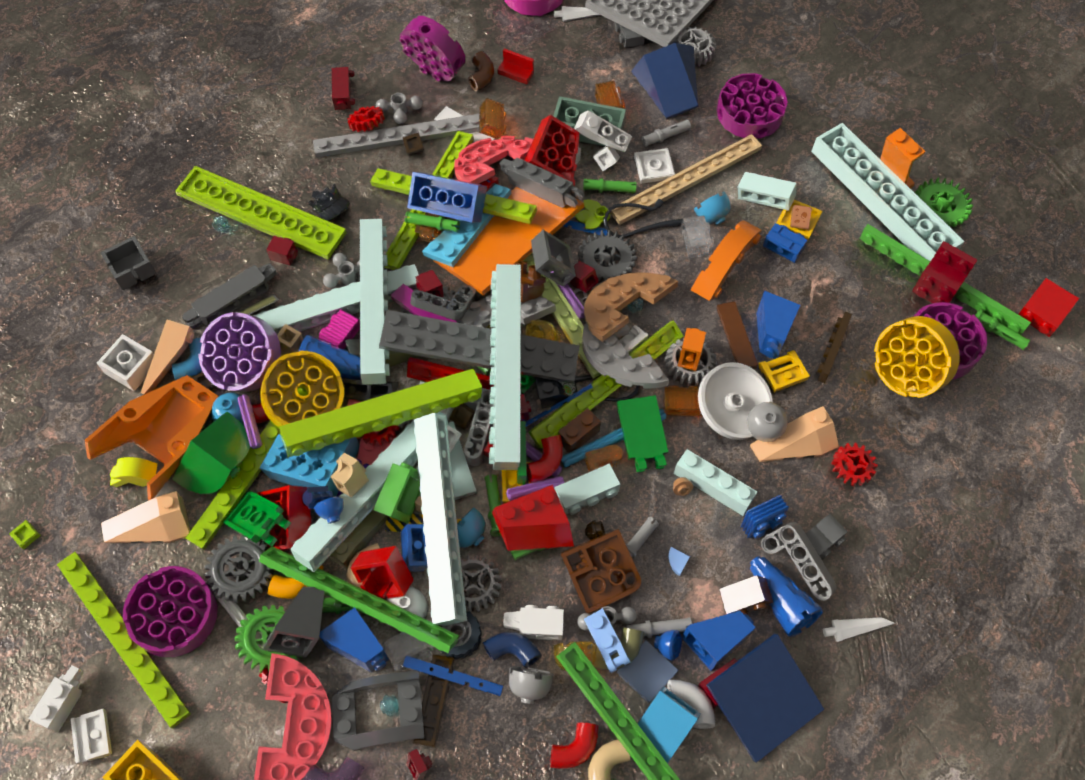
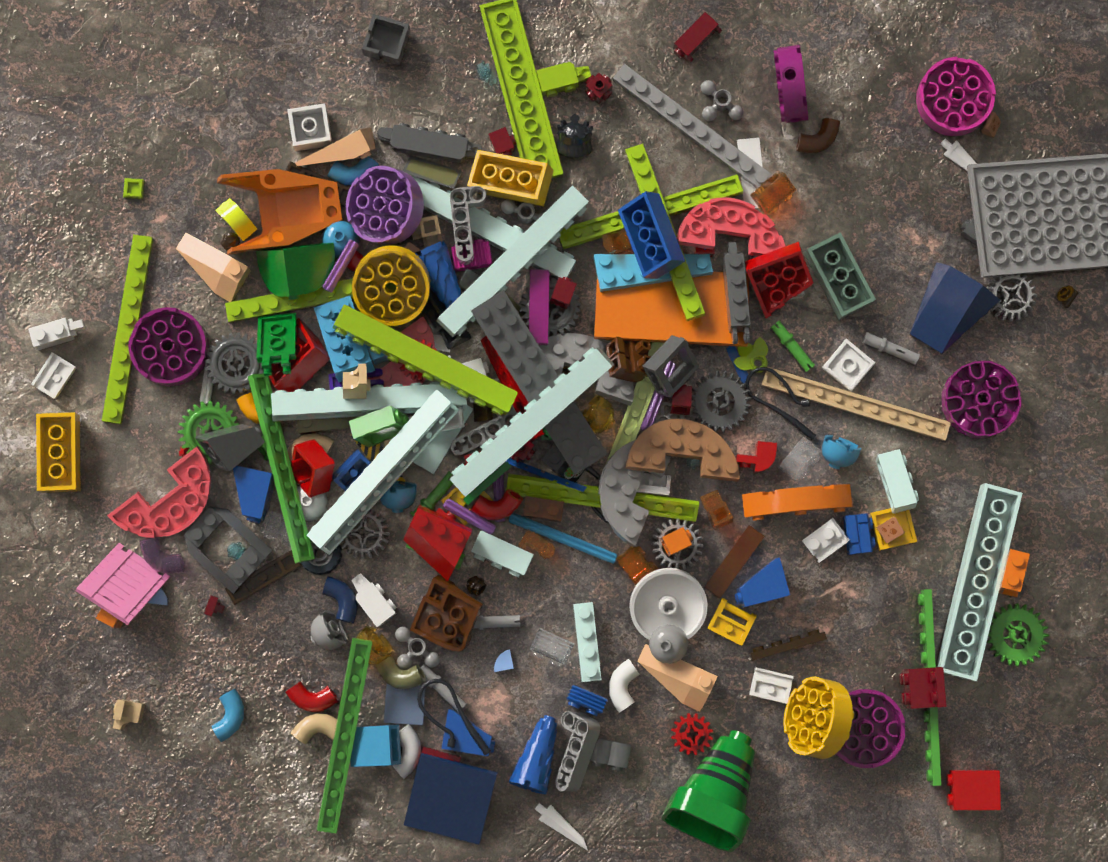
camera: 45 degrees right, 20 degrees up
(141, 492) = (229, 240): none -> dark brown plate
(280, 180) = (561, 78): none -> lime hinge
(300, 300) = (464, 226): none -> light grey beam
(311, 257) = (511, 177): none -> yellow brick
(312, 164) = (598, 94): none -> dark red brick
(315, 494) = (323, 374): dark blue arm -> none
(330, 509) = (319, 395): blue brick -> none
(366, 119) = (681, 88): red gear -> none
(413, 143) = (692, 149): dark brown plate -> none
(431, 221) = (622, 238): bright green pin -> none
(446, 307) = (555, 325): dark grey beam -> none
(456, 677) = (290, 579): blue piece -> none
(516, 66) = (849, 162): red panel -> none
(602, 131) = (829, 302): white slope -> none
(606, 157) = (820, 319): white panel -> none
(606, 640) = (397, 661): light blue plate -> none
(609, 94) = (883, 271): clear orange brick -> none
(643, 431) = (583, 556): green tile -> none
(669, 644) = (435, 704): blue brick -> none
(673, 259) = (764, 457): none -> red brick
(682, 486) = (564, 621): medium nougat plate -> none
(691, 315) = (716, 509): none -> clear orange brick
(696, 512) = (551, 646): none -> clear brick
(721, 20) = (1067, 295): none -> dark brown plate
(735, 621) = (472, 731): none -> black piece
(747, 595) = (513, 732): brick -> none
(769, 485) = (619, 685): none -> white cylinder
(772, 263) = (825, 540): none -> white plate
(857, 381) = (771, 685): none -> white plate
(929, 480) = (716, 795): none -> green cone
(992, 324) = (917, 755): bright green pin -> none

